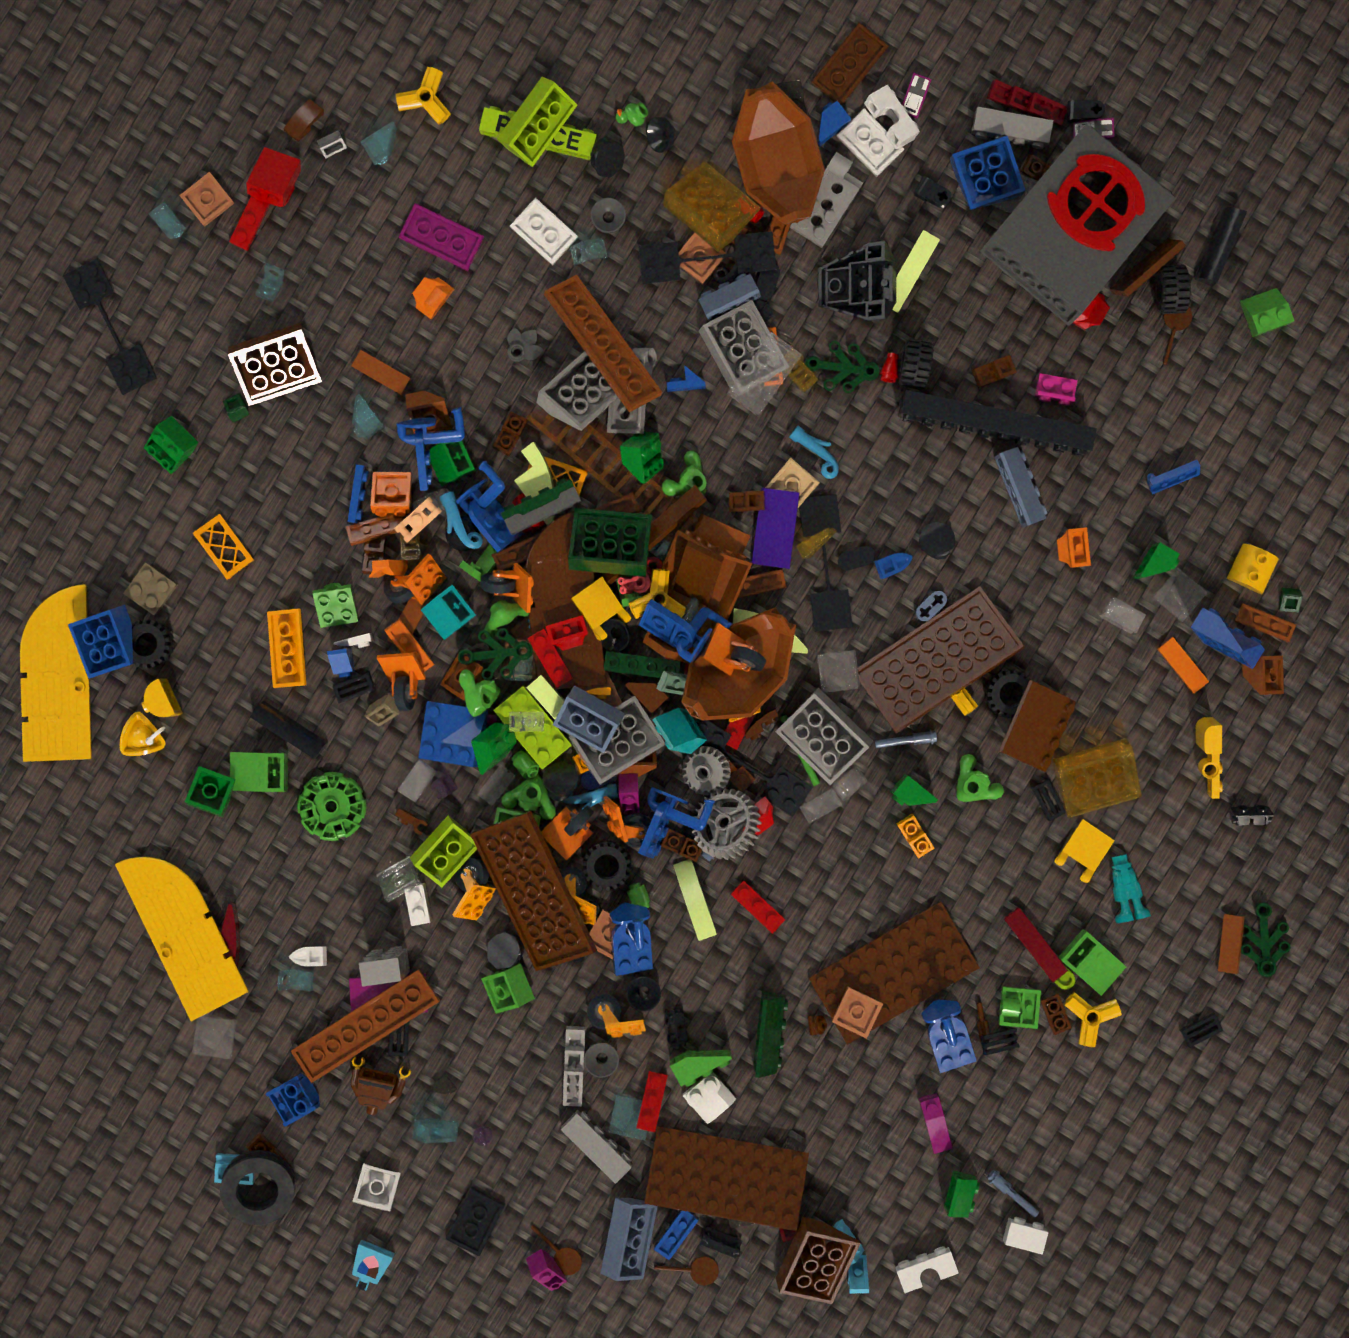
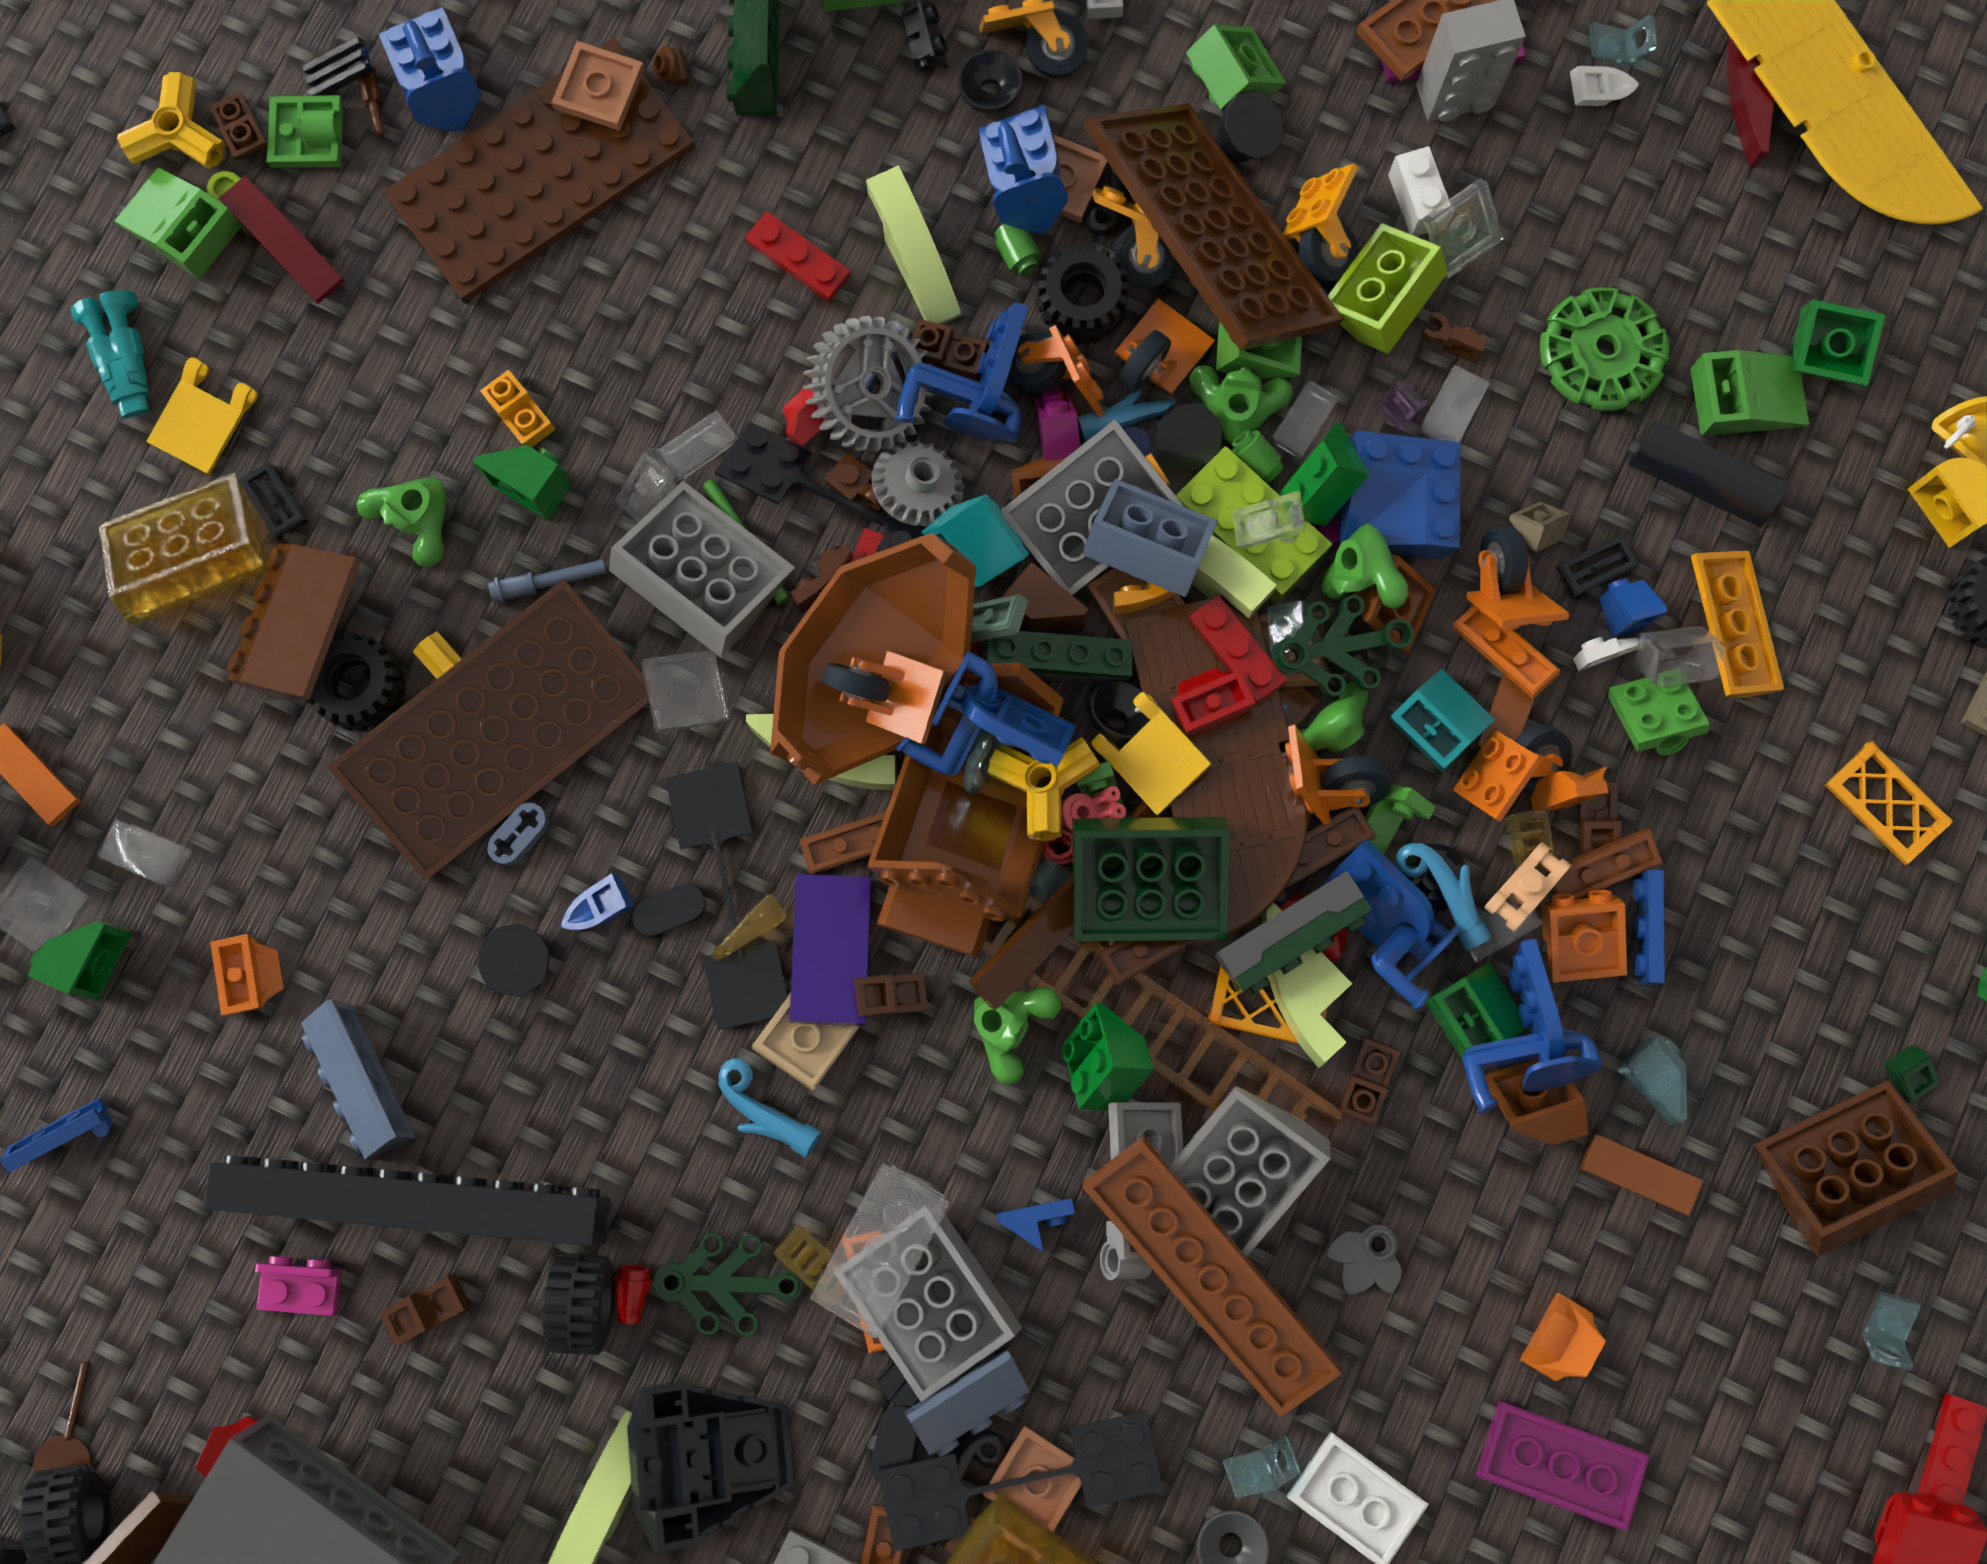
camera: 170 degrees right, 10 degrees down
(315, 631) = (1695, 666): none -> clear piece

